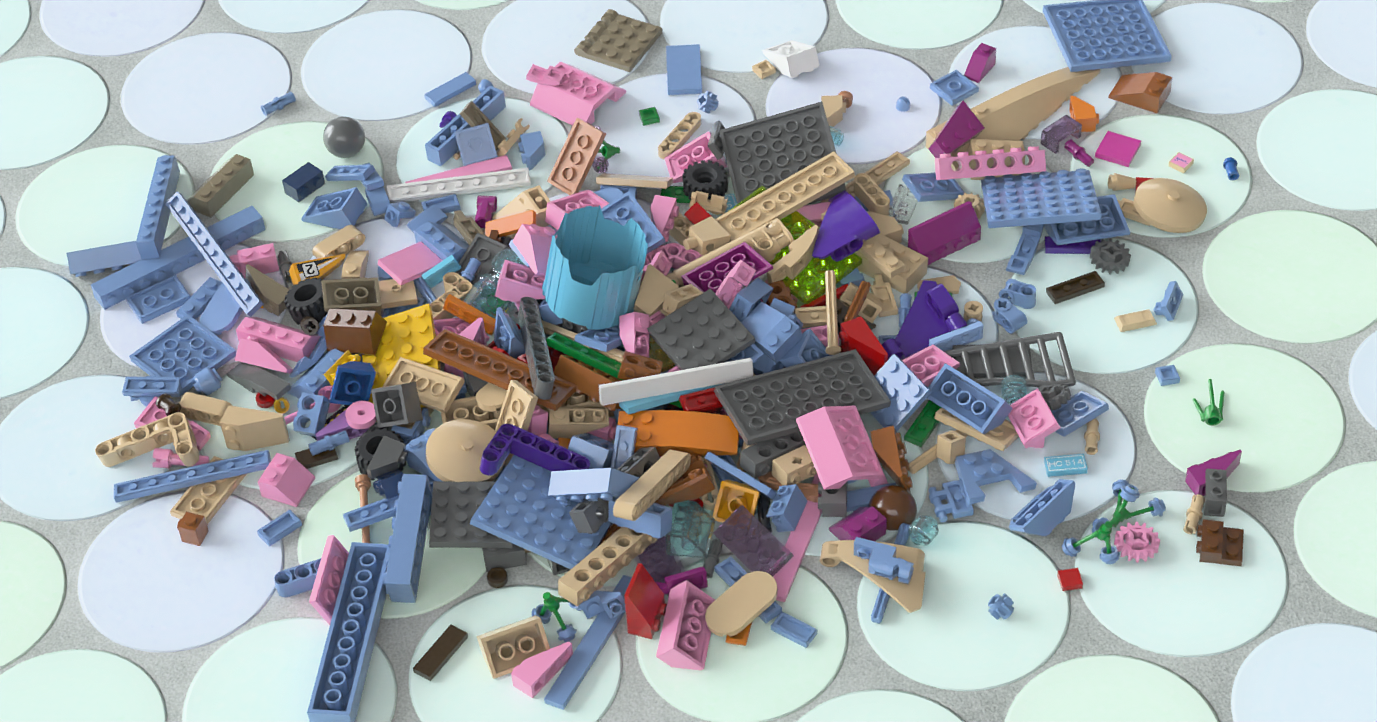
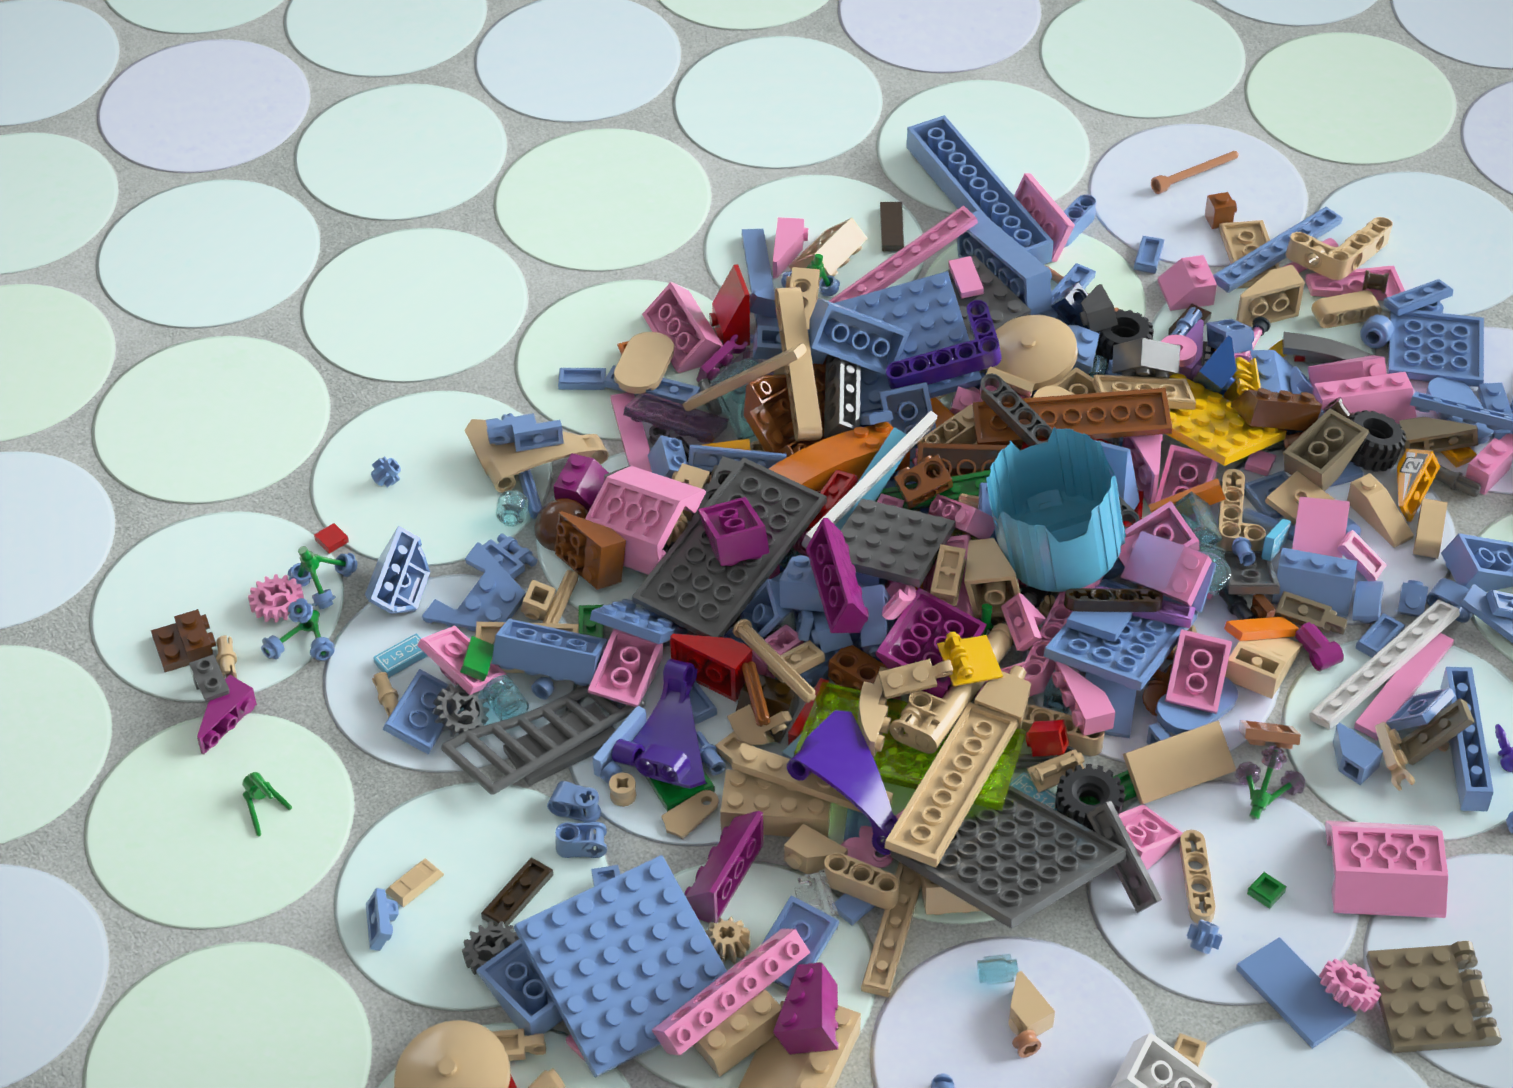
camera: 145 degrees right, 0 degrees up
(202, 581) = (1161, 183): none -> nougat piece
(402, 241) = (1367, 560): none -> bright pink tile
(457, 518) = (966, 277): none -> bright pink tile
(477, 579) = (911, 255): none -> bright pink tile
(544, 76) = (1437, 835): bright pink slope -> none
(658, 52) = (1350, 985): none -> bright pink gear
(696, 503) = (745, 377): none -> tan tile
(717, 246) = (970, 659): none -> yellow hinge
(760, 247) = (913, 677): none -> tan plate
(767, 300) = (836, 579): none -> magenta slope
(796, 388) = (734, 531): none -> magenta slope
(1022, 408) = (477, 658): none -> green tile
(1167, 375) = (337, 822): medium blue tile -> none

